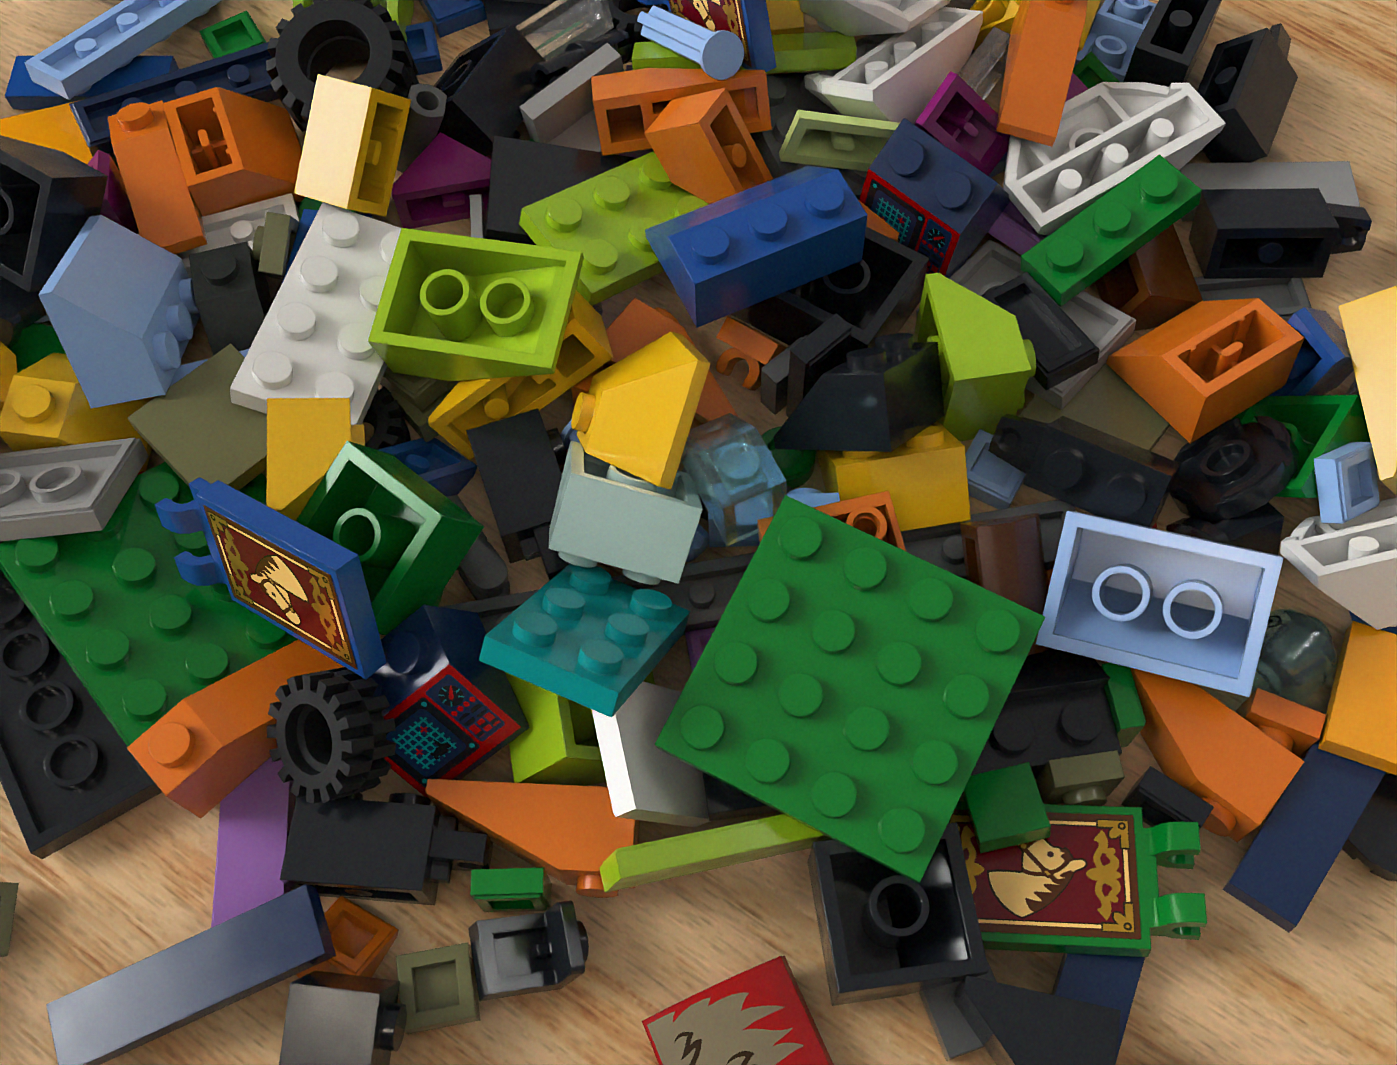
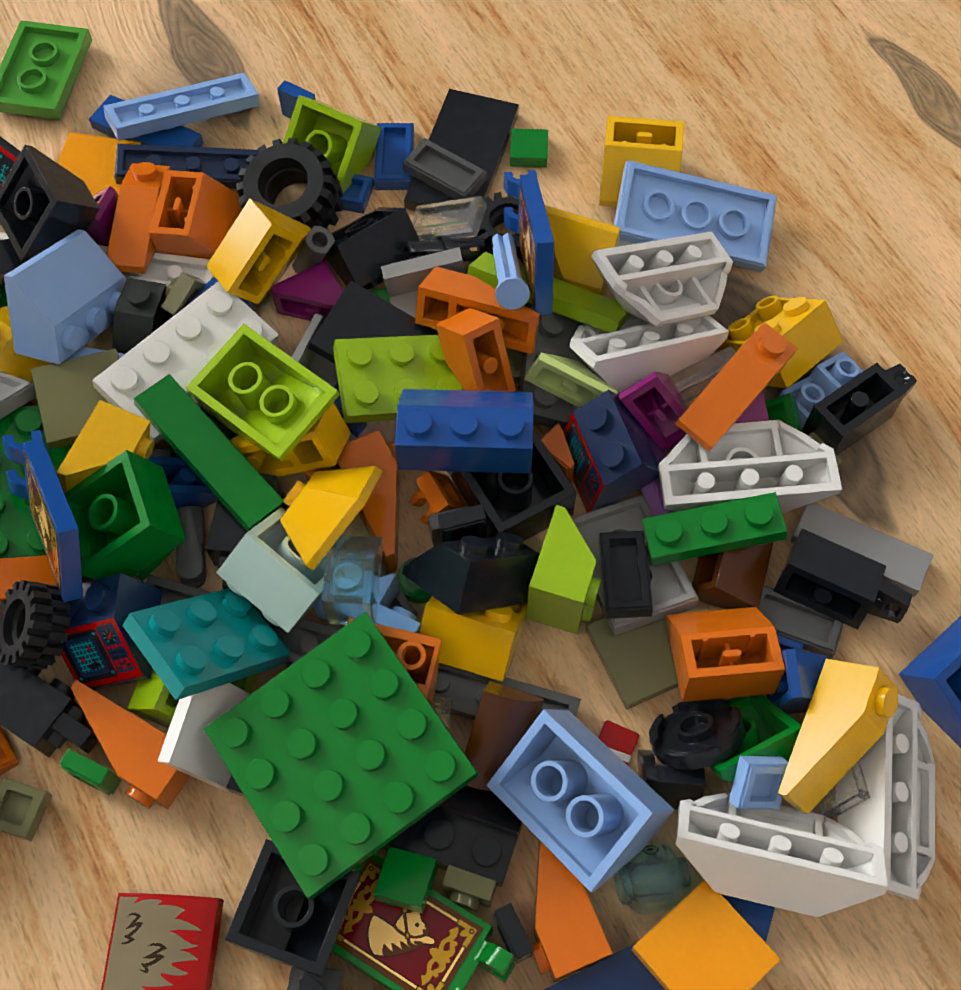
camera: 25 degrees right, 0 degrees up
(231, 35) = (245, 135): green tile -> none
(441, 412) = (208, 452): none -> green tile
(528, 952) = (76, 815): black bracket -> none
(705, 851) = (198, 808): lime tile -> none
(990, 476) = (548, 654): light blue tile -> none
(1087, 467) = (601, 687): black hinge -> none
(1123, 703) = (522, 854): green tile -> none
(1249, 89) = (884, 472): black hinge -> none
(1283, 720) = (618, 920): orange plate -> none

